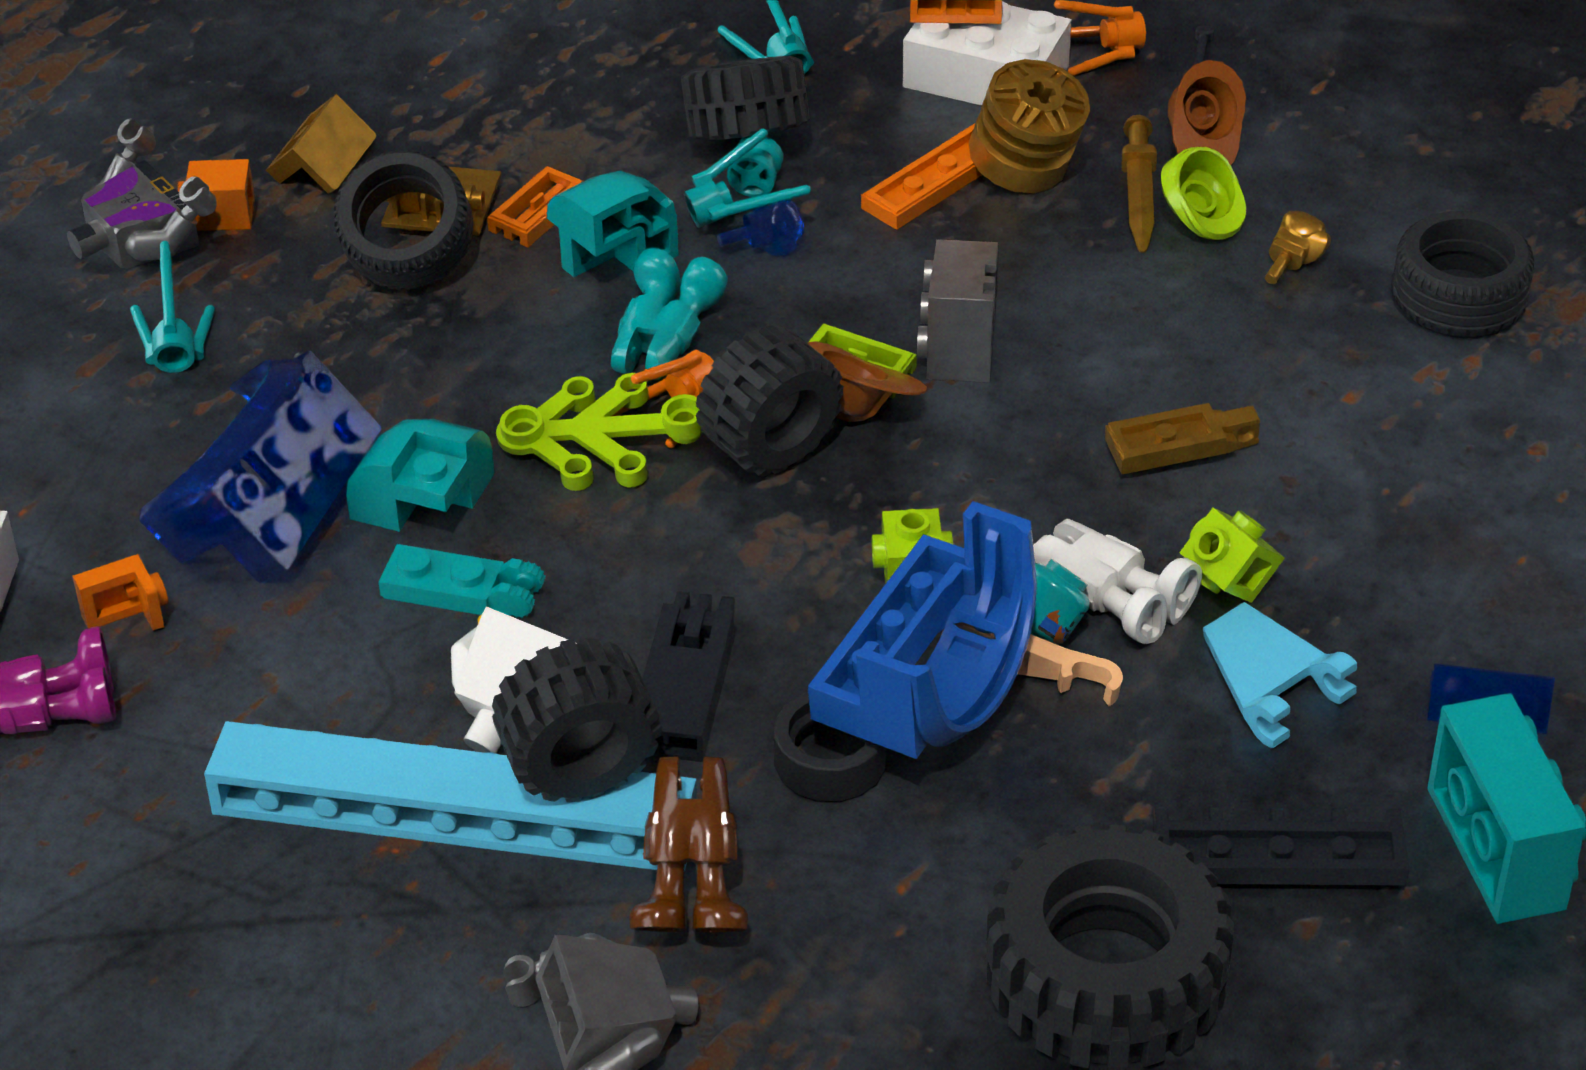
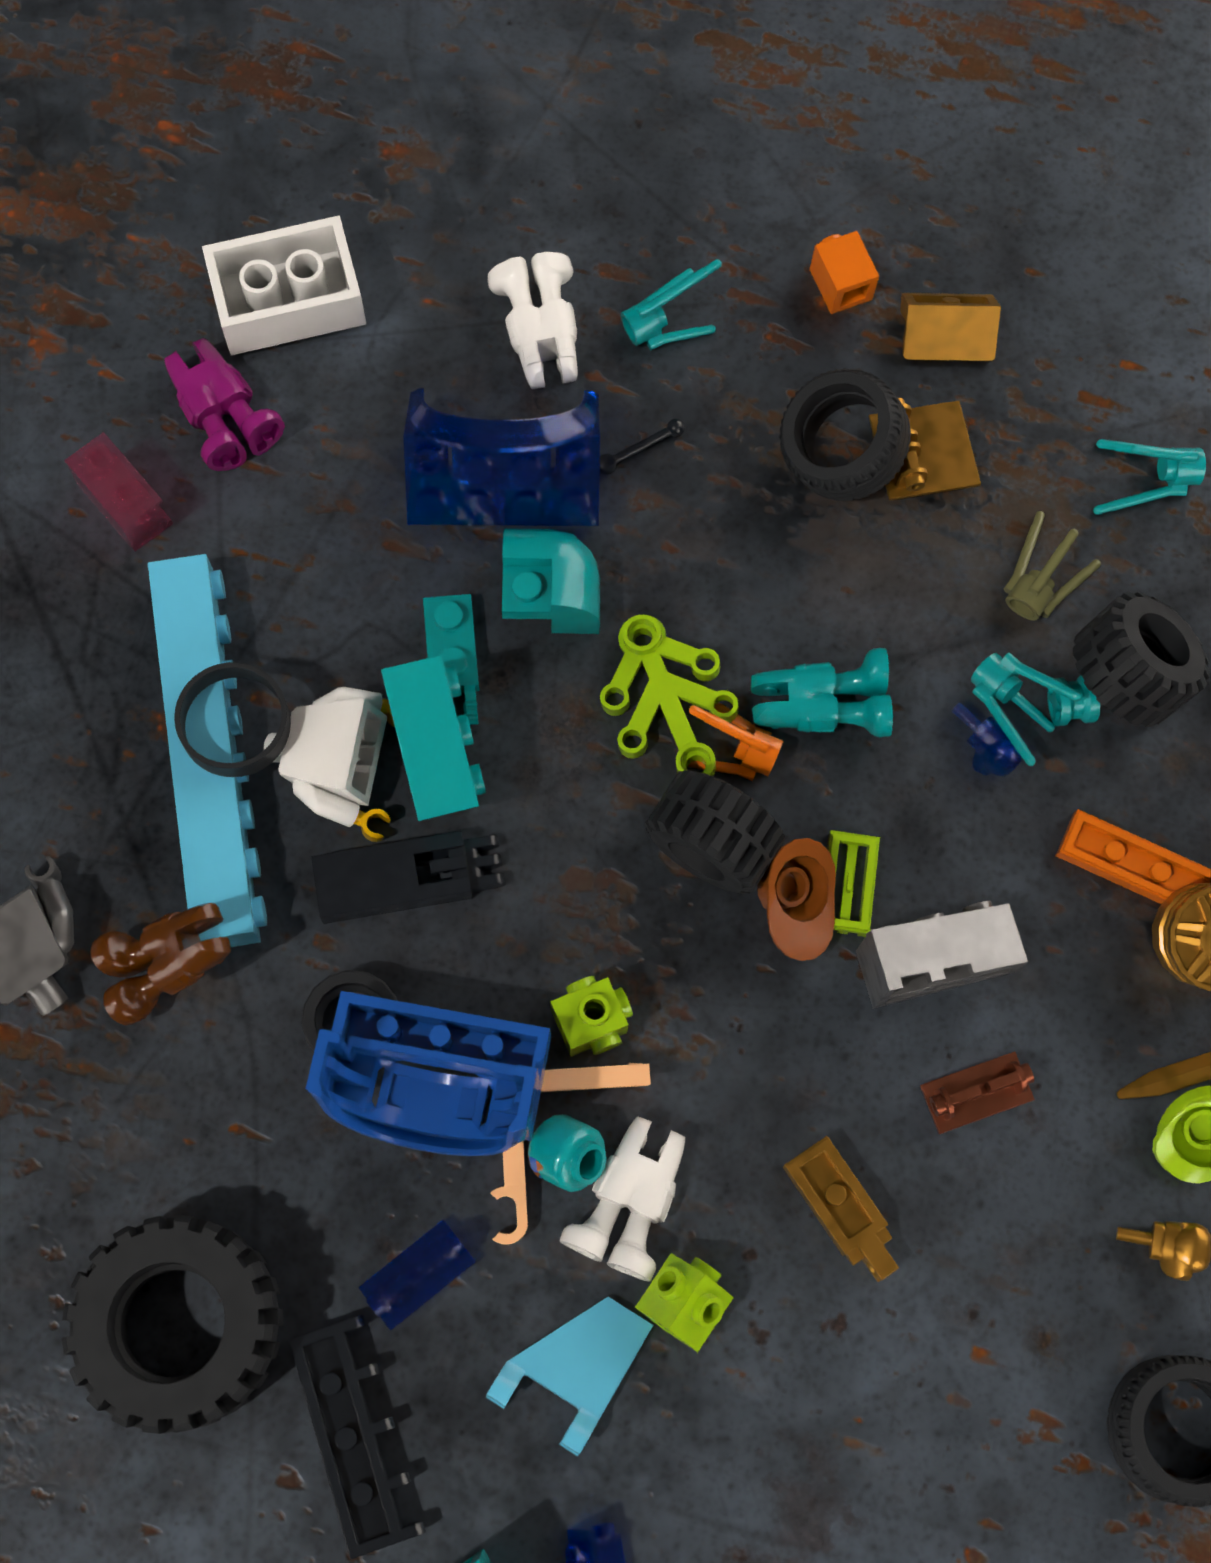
camera: 65 degrees right, 30 degrees up
(91, 797) = (118, 491): none -> clear pink hinge
(120, 592) = (345, 411): orange bracket -> none
(129, 414) = (544, 331): none -> white piece
(139, 208) = (793, 215): flat silver torso -> none
(438, 773) = (221, 672): none -> black tyre
(534, 220) = (946, 548): orange tile -> none
(559, 569) = (433, 737): none -> teal brick
(561, 49) = (1175, 465): none -> teal plant
(576, 720) = (222, 822): black tyre -> none
(612, 218) = (922, 606): teal brick -> none
(627, 157) = (1032, 592): none -> olive plant
(1103, 322) = (978, 1092): none -> copper hinge
(1124, 758) = (416, 1275): none -> clear blue hinge

